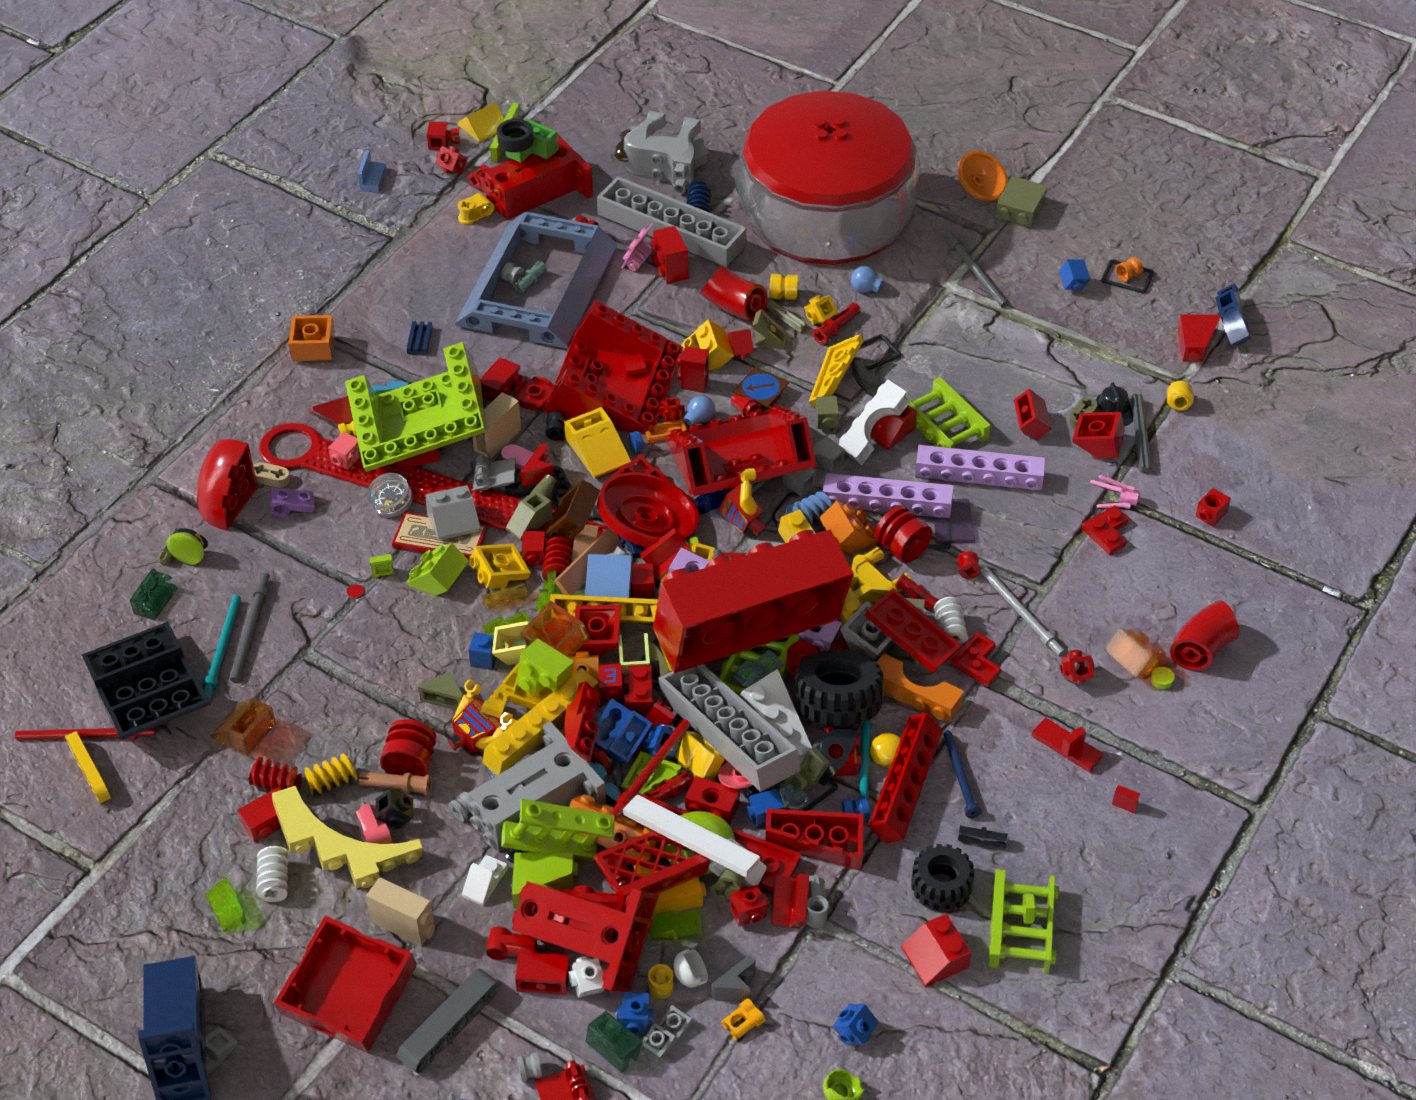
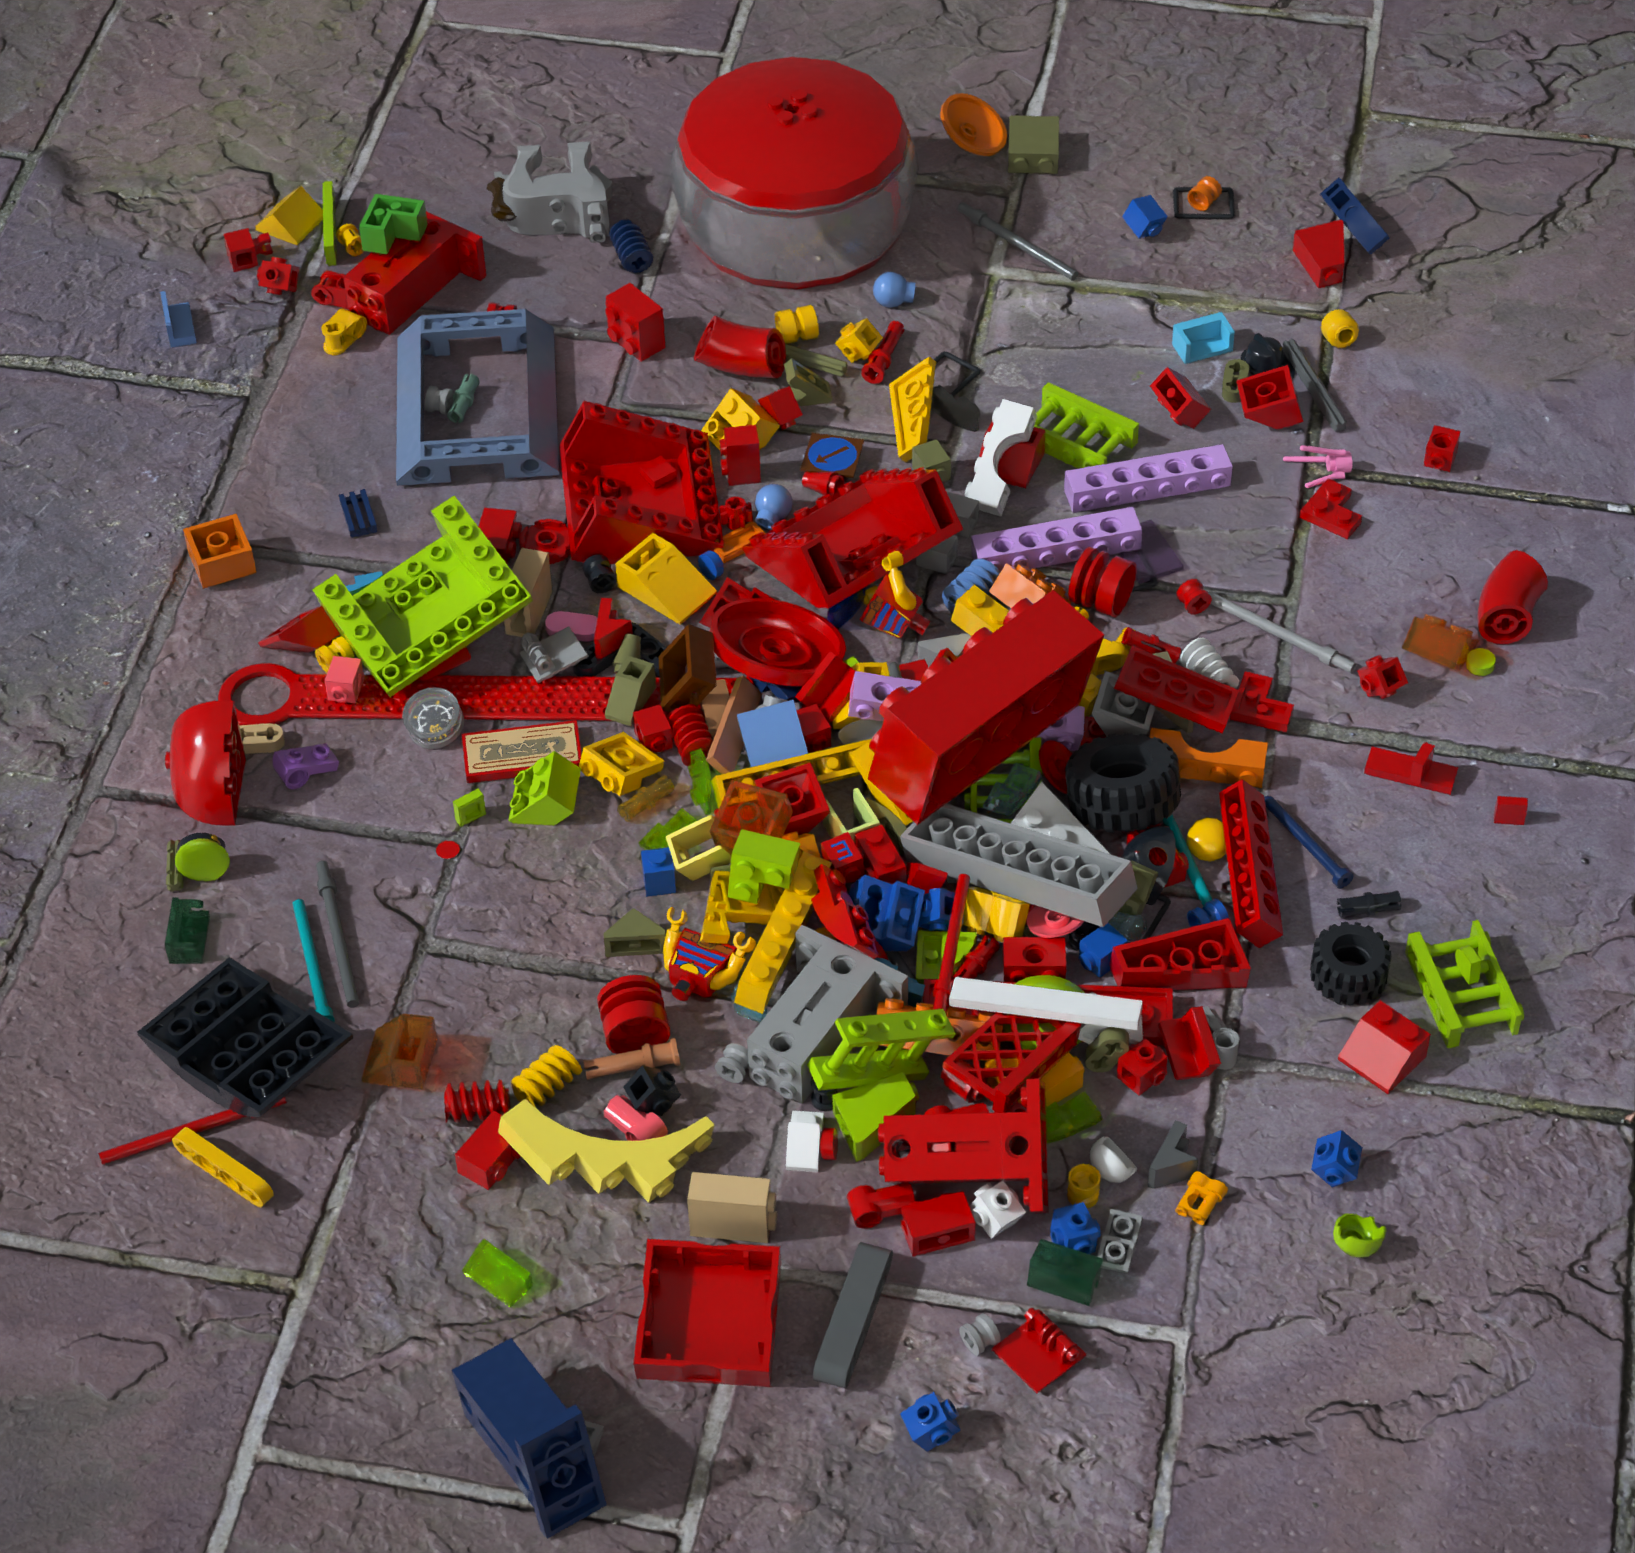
camera: 20 degrees left, 0 degrees up
(272, 874) = (539, 1217): white piece -> none
(452, 512) = (529, 716): light grey slope -> none
(498, 888) = (829, 1144): none -> red tile
(515, 144) = (375, 206): black tyre -> none
(639, 251) = (589, 328): bright pink hinge -> none
(700, 230) = (588, 275): light grey brick -> none
(1074, 375) = (1203, 337): none -> medium azure panel

